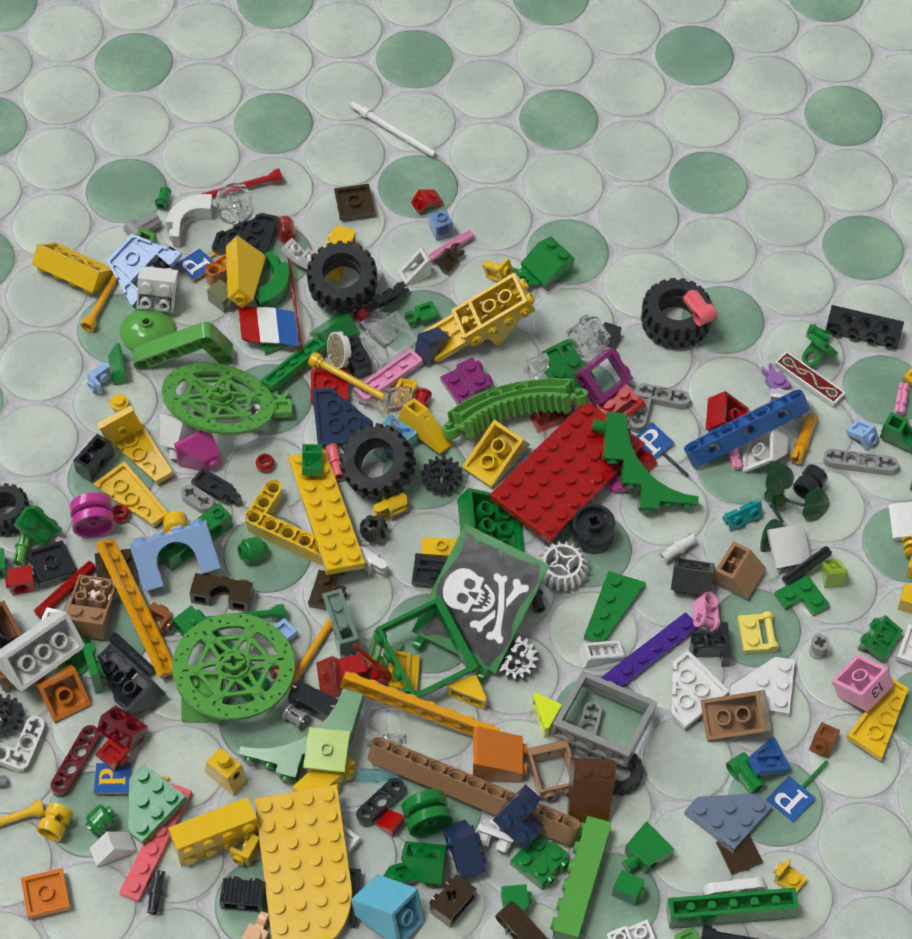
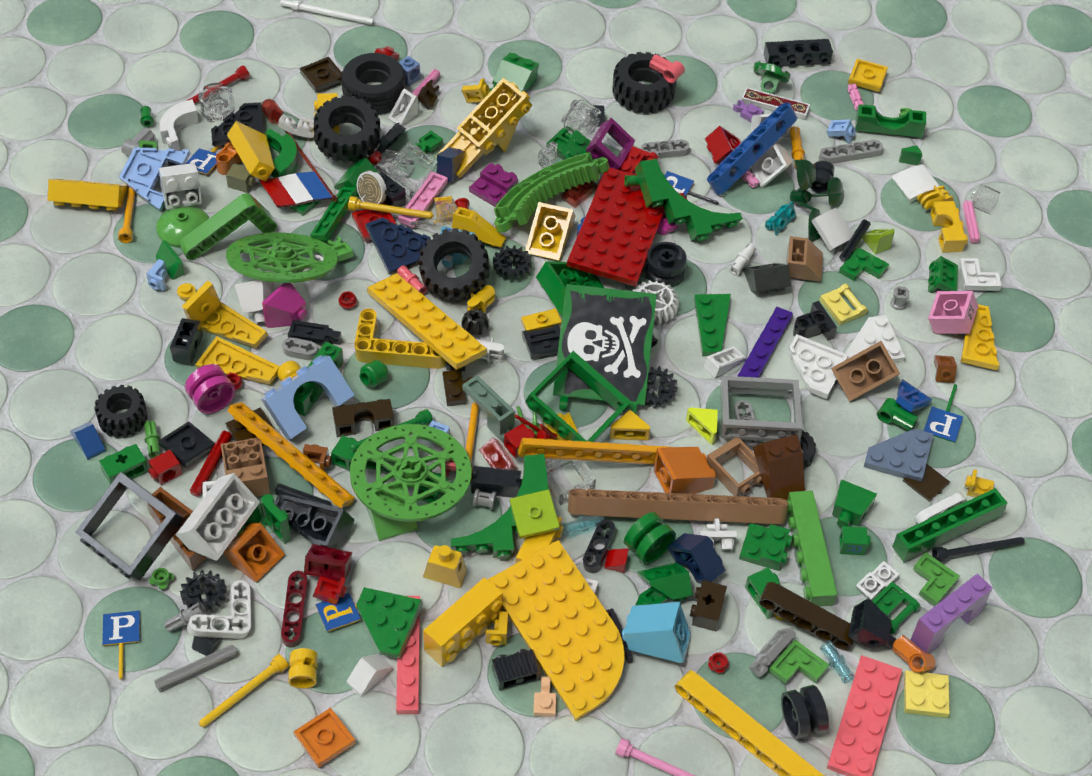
camera: 25 degrees left, 5 degrees down
(36, 525) = (160, 414): green bracket -> none
(101, 820) = (347, 651): green head -> none
(156, 892) = (431, 697): black pin -> none
(311, 459) = (392, 282): green slope -> none
(391, 211) = (374, 68): none -> black tyre
(516, 817) = (731, 510): dark blue brick -> none
(706, 612) = (795, 299): bright pink piece -> none

